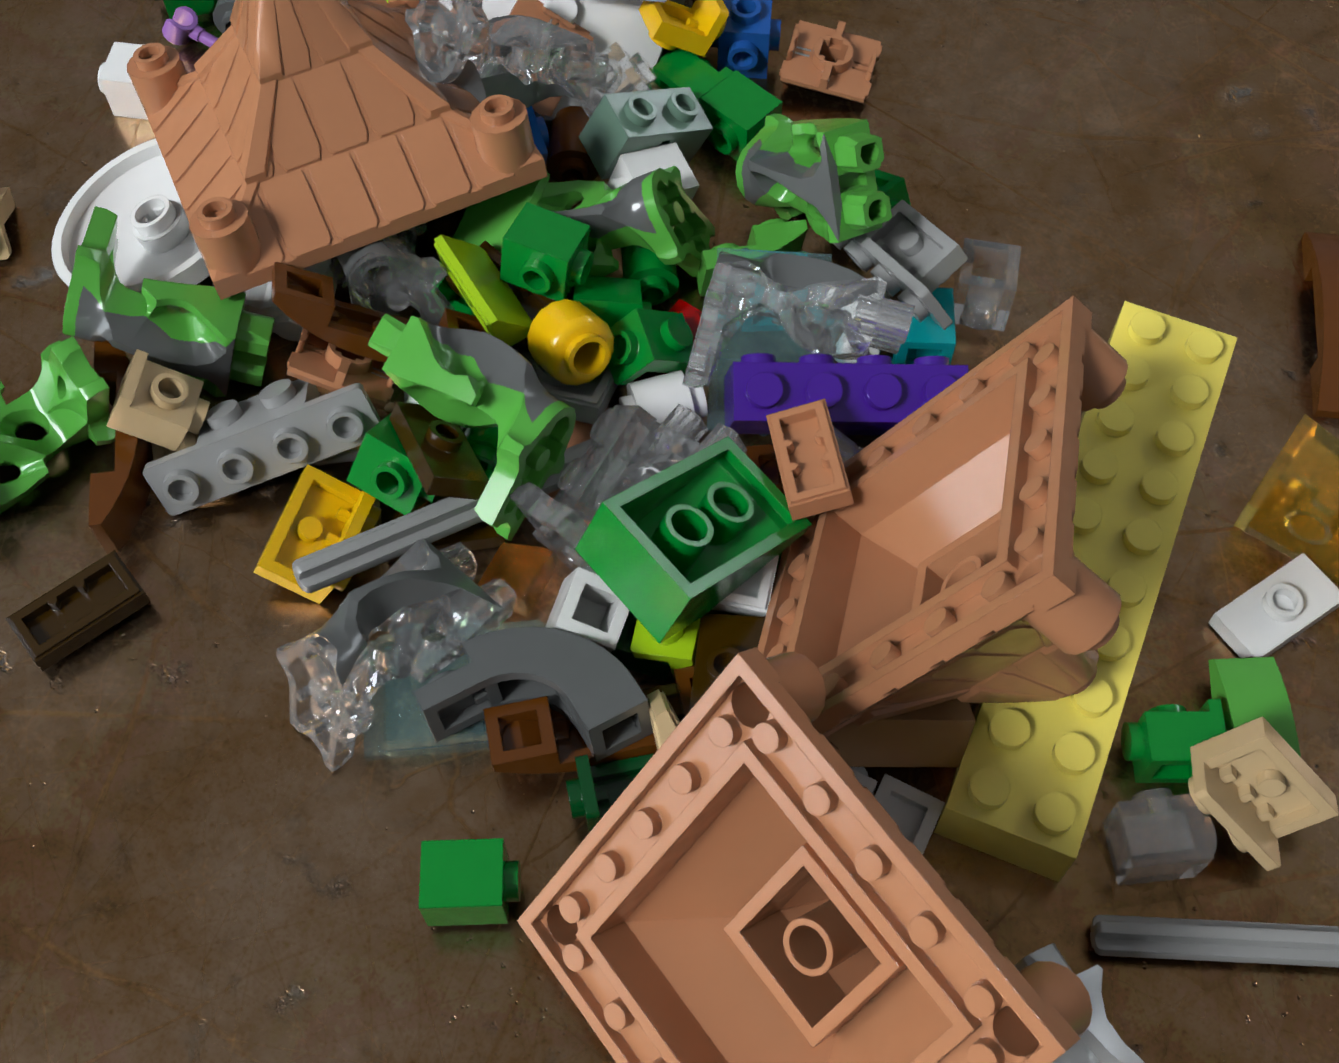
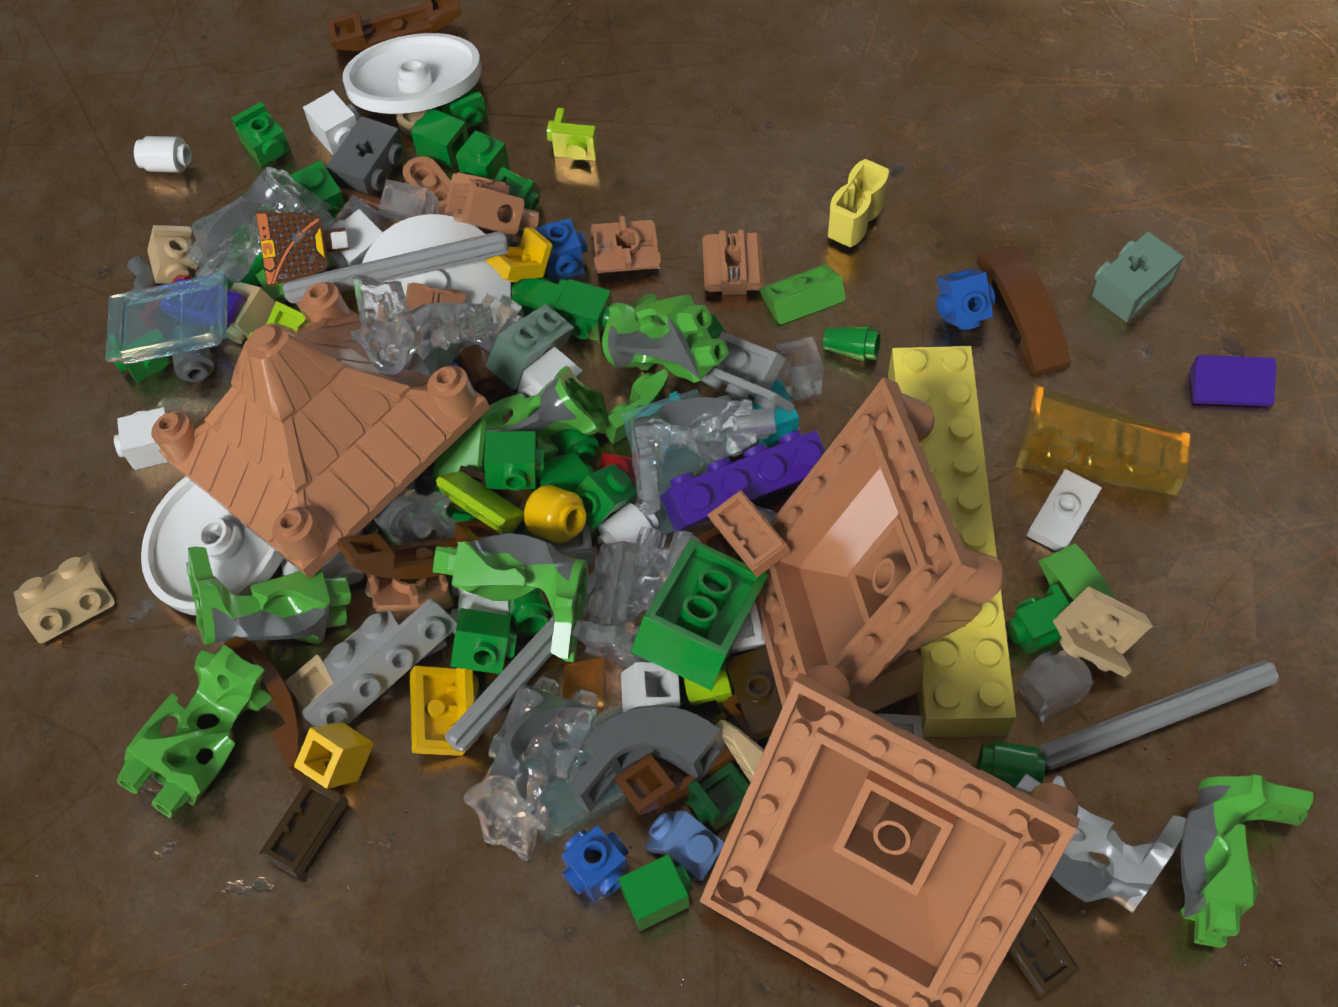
camera: 20 degrees left, 0 degrees up
(153, 533) = (333, 754): none -> yellow brick
(157, 403) = (294, 666): tan brick -> none
(184, 27) = (156, 384): medium lavender hand -> none
(407, 808) = (599, 877): none -> blue brick
(438, 453) = (508, 624): dark brown plate -> none
(537, 832) = (685, 842): none -> medium blue bracket
(977, 113) = (733, 247): none -> nougat piece
(1038, 916) = (1011, 762): none -> green brick
(1039, 200) = (804, 293): none -> bright green slope
(1086, 279) = (853, 342): none -> green cone
(1163, 107) = (857, 202): none -> light yellow brick
(1258, 277) = (965, 298): none -> blue brick

